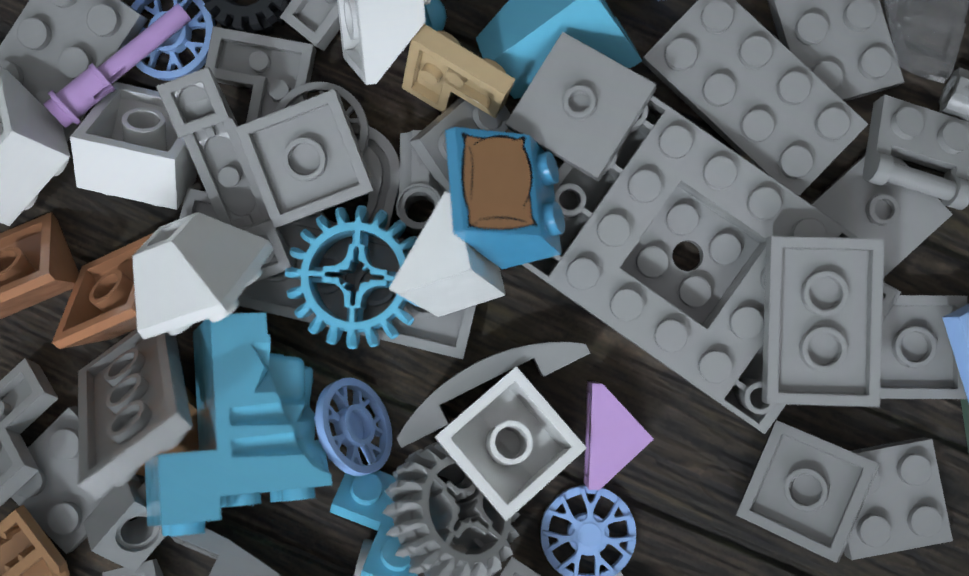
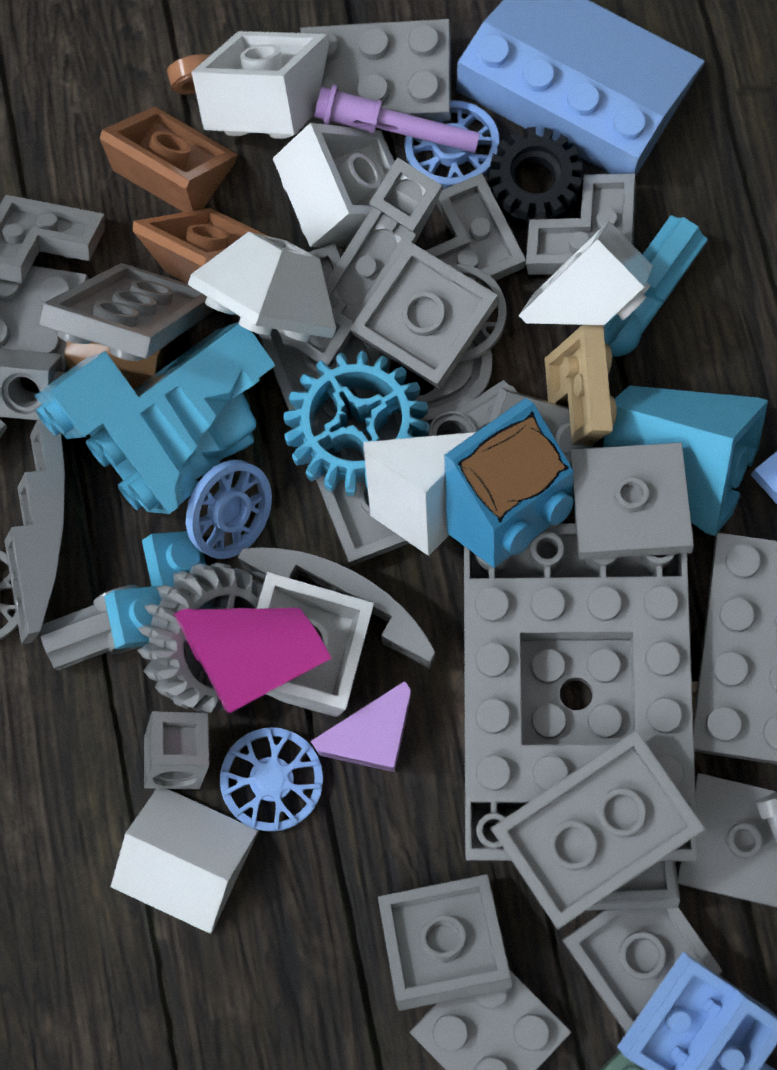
camera: 60 degrees right, 10 degrees down
(496, 496) = (251, 649): none -> dark pink slope

